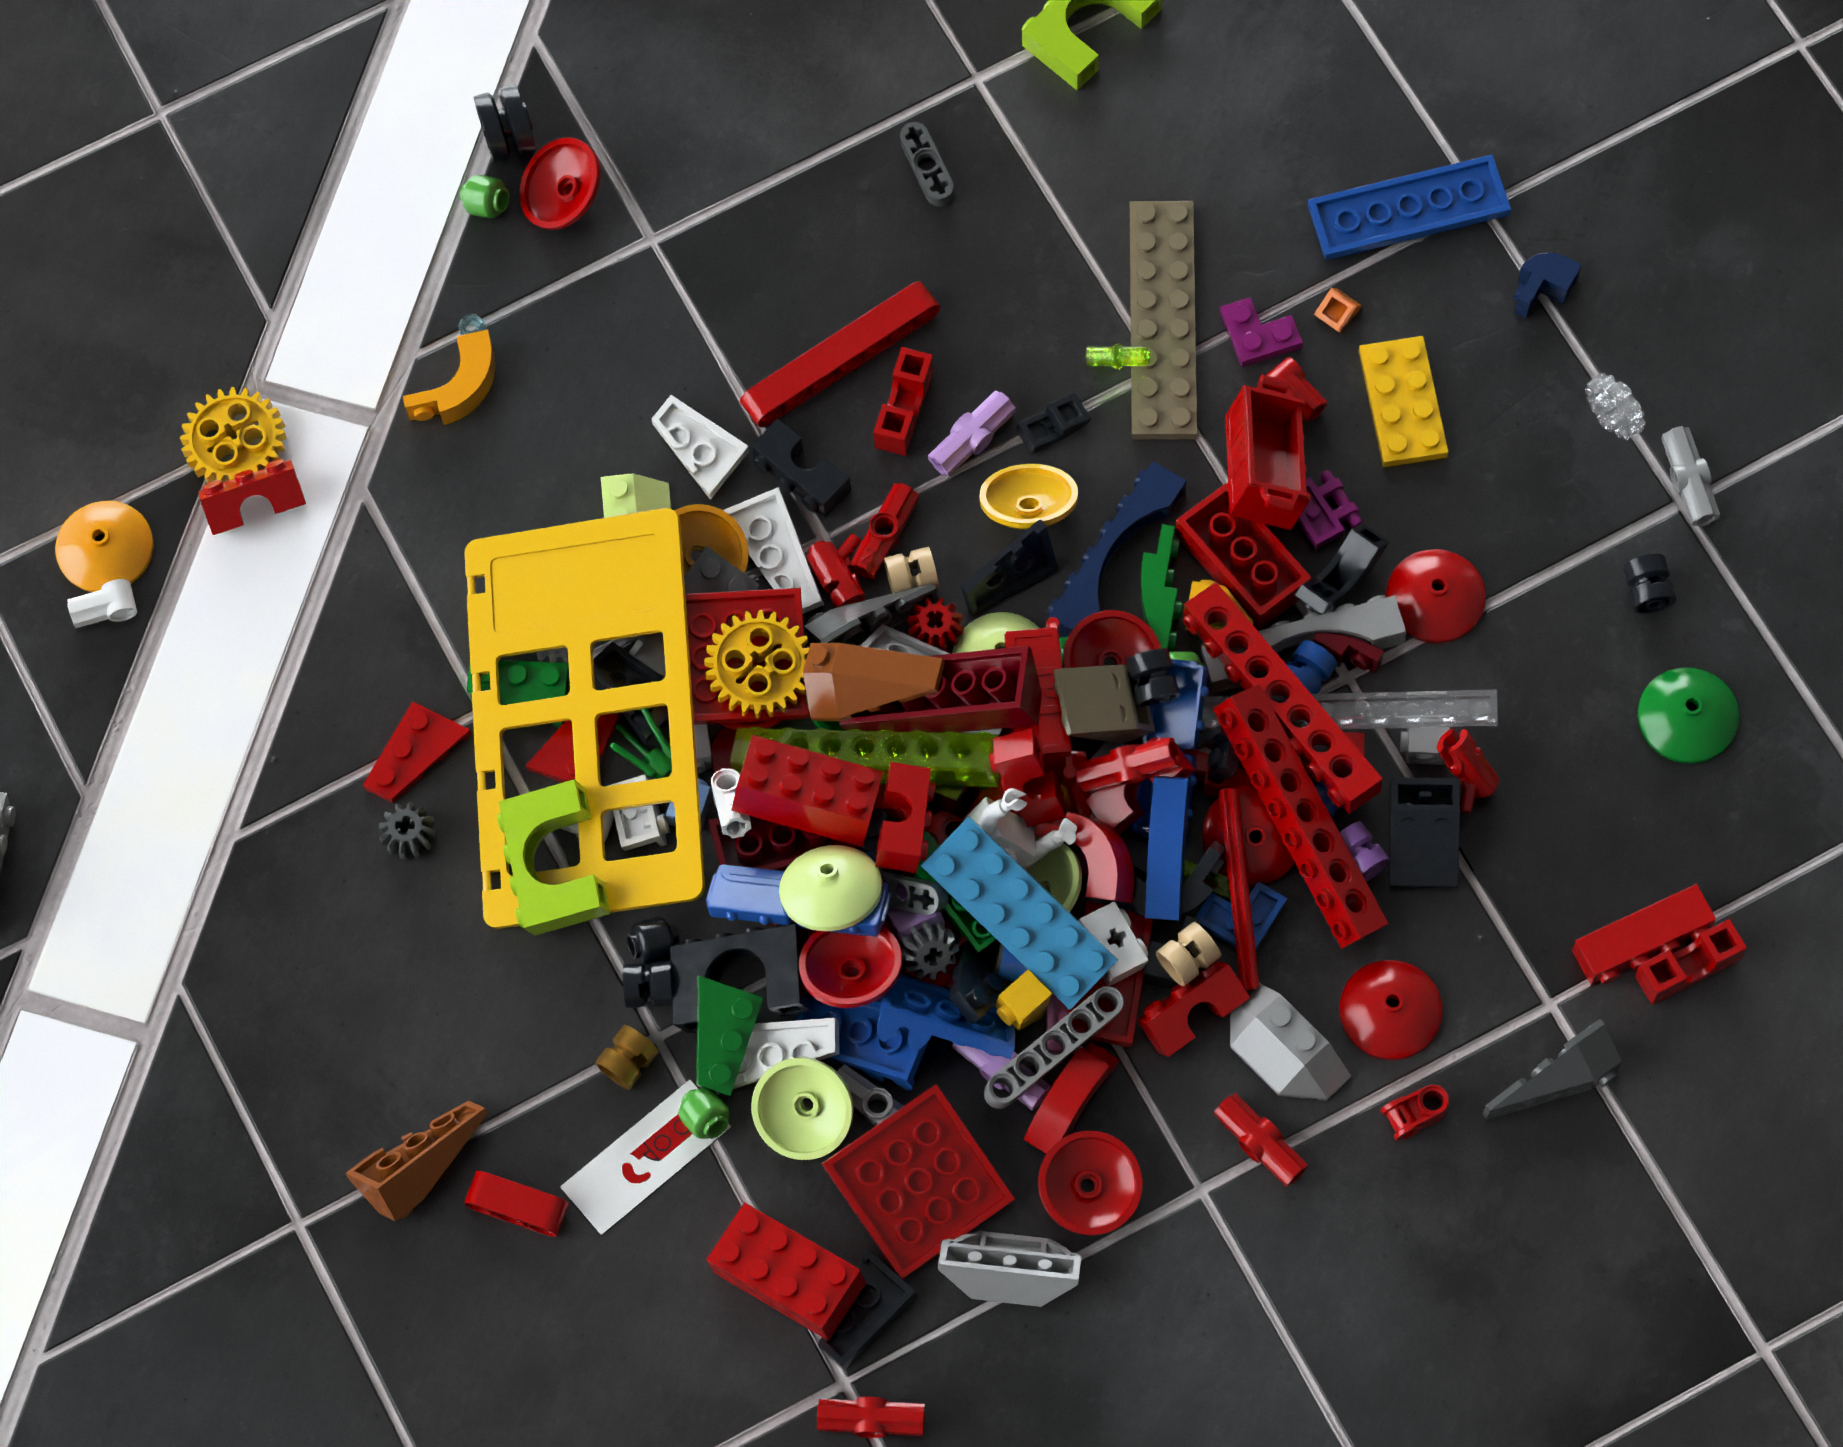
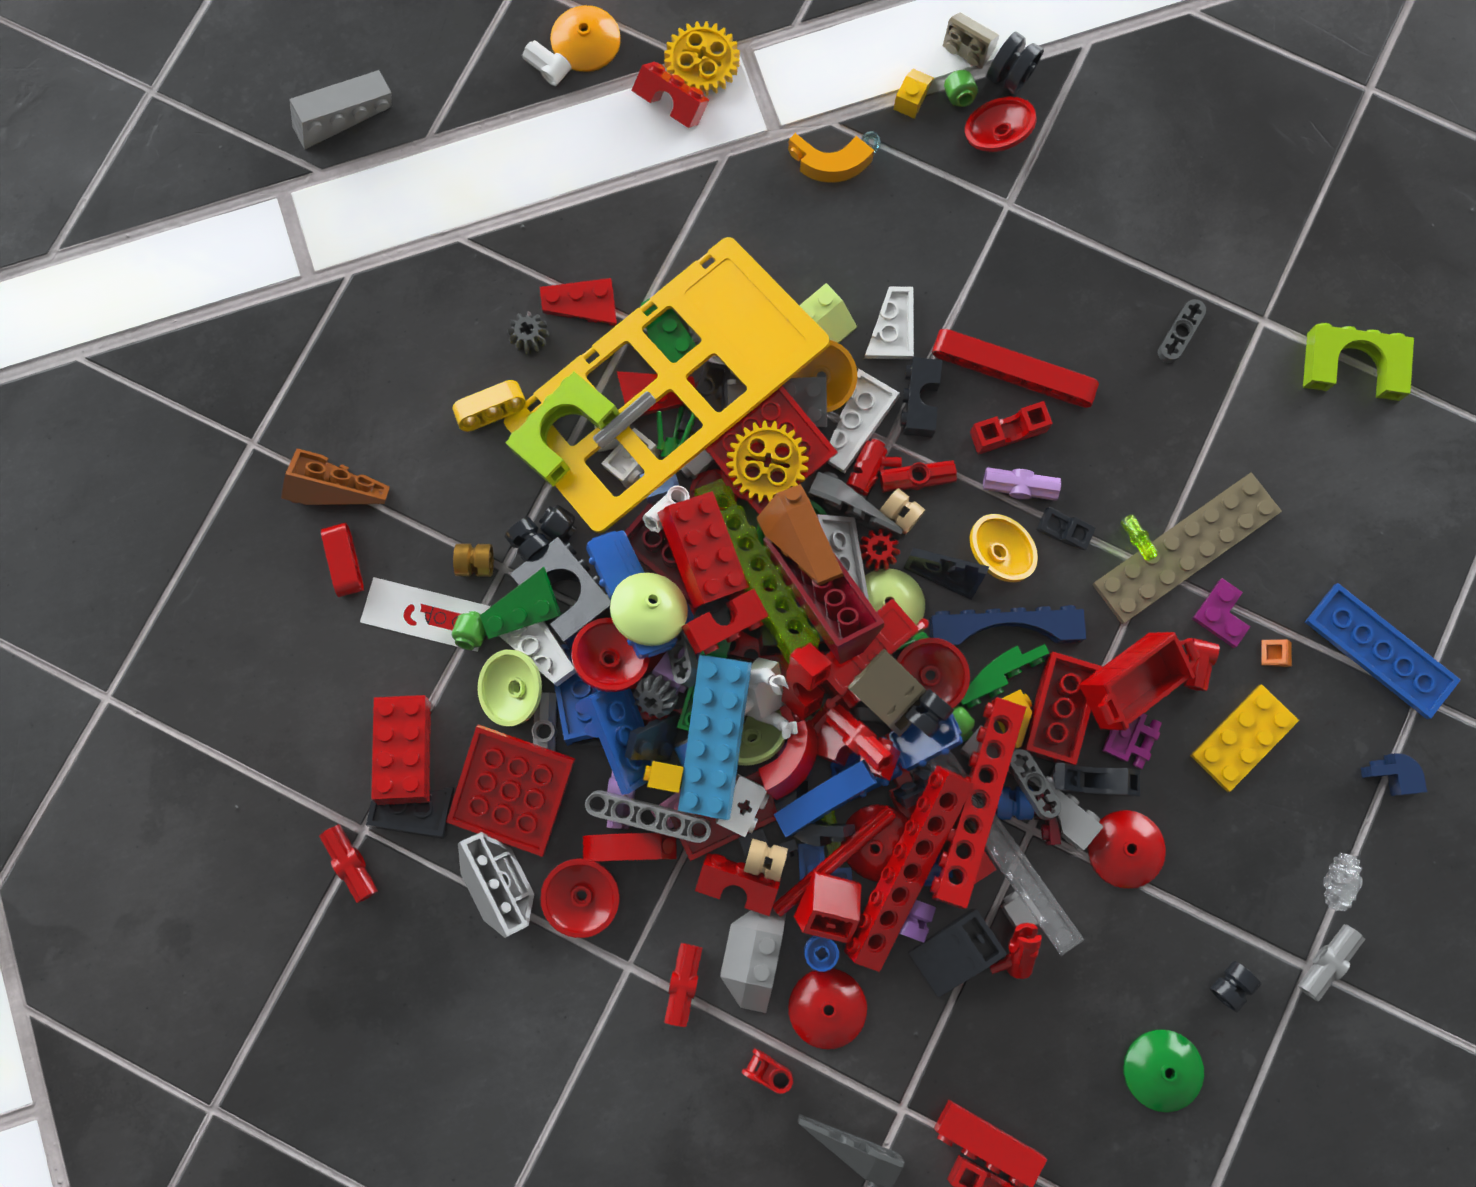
camera: 50 degrees right, 10 degrees up
(439, 150) = (970, 39): none -> dark tan slope
(450, 248) = (912, 92): none -> yellow slope
(460, 926) = (489, 405): none -> yellow beam
(594, 784) = (624, 419): none -> light grey axle
(1285, 924) = (830, 907): none -> red slope
(1311, 643) = (1036, 773): none -> dark grey beam
(1326, 971) = (821, 953): none -> blue wheel

